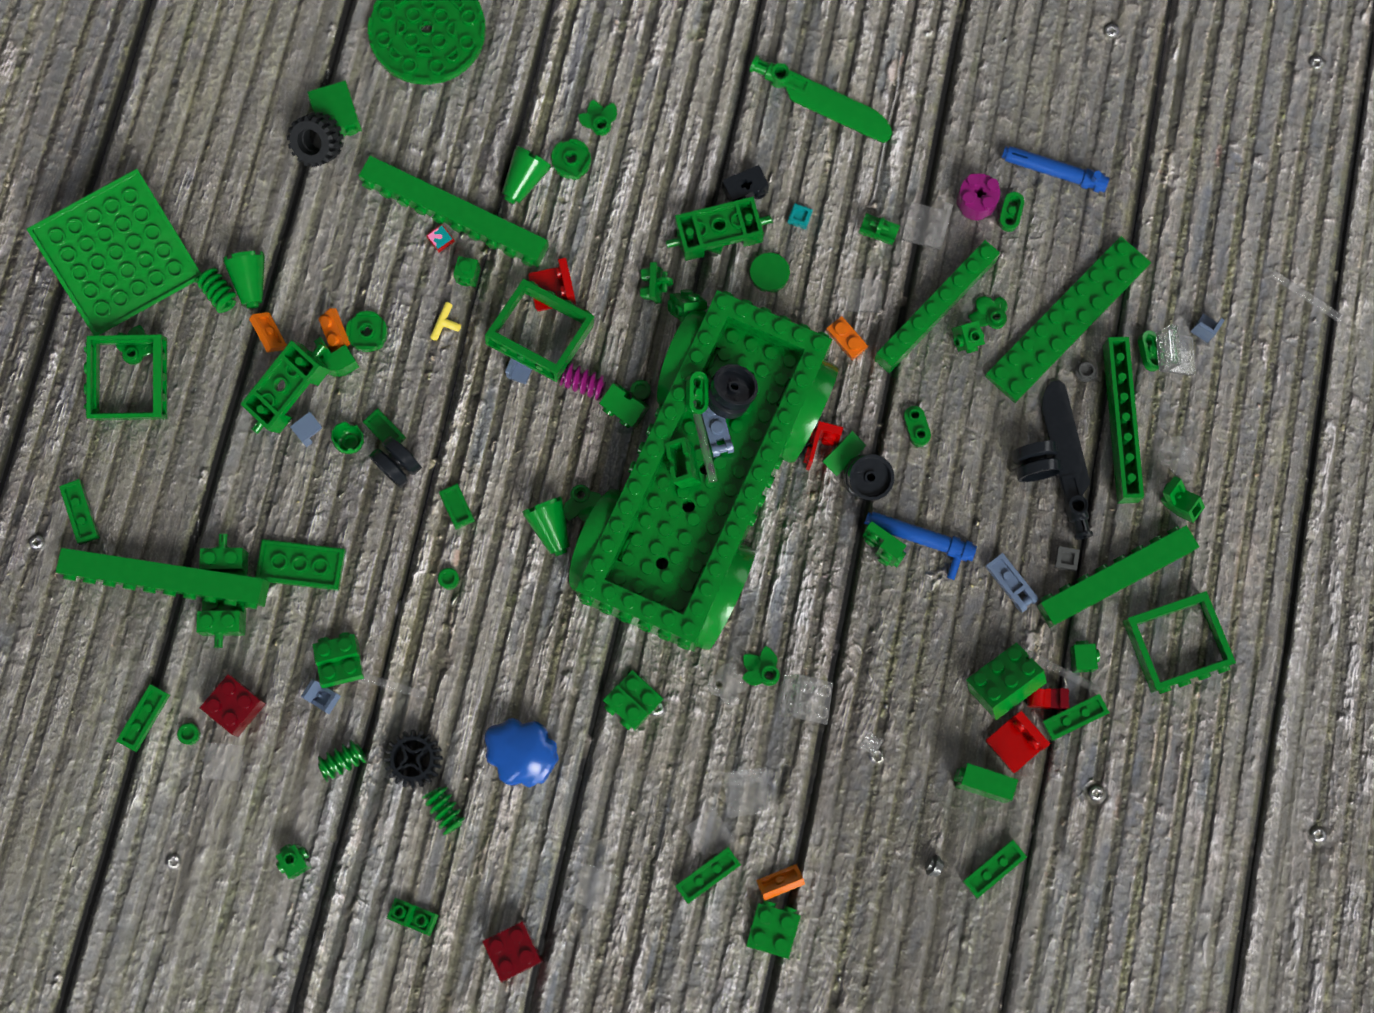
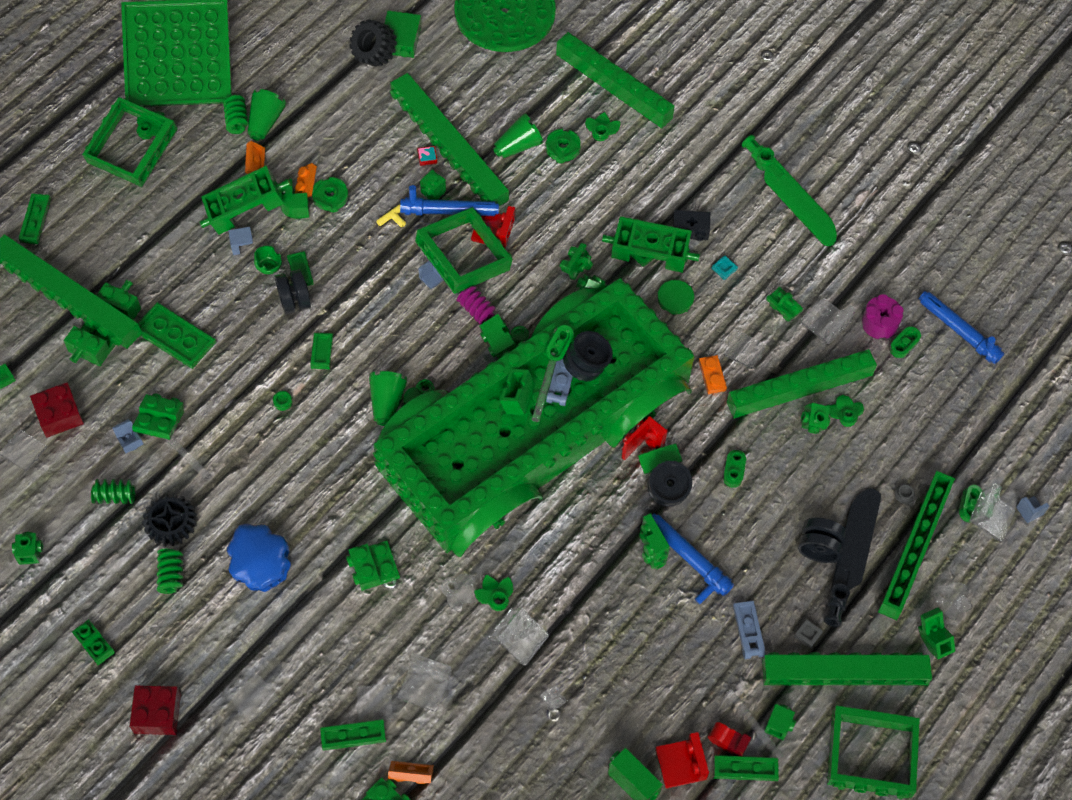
camera: 25 degrees right, 15 degrees down
(188, 733) = (10, 416): green tile -> none
(467, 301) = (422, 206): none -> blue cylinder
(584, 57) = (615, 80): none -> green brick
(1006, 681) = (699, 703): green piece -> none
(1067, 319) = (910, 447): green plate -> none

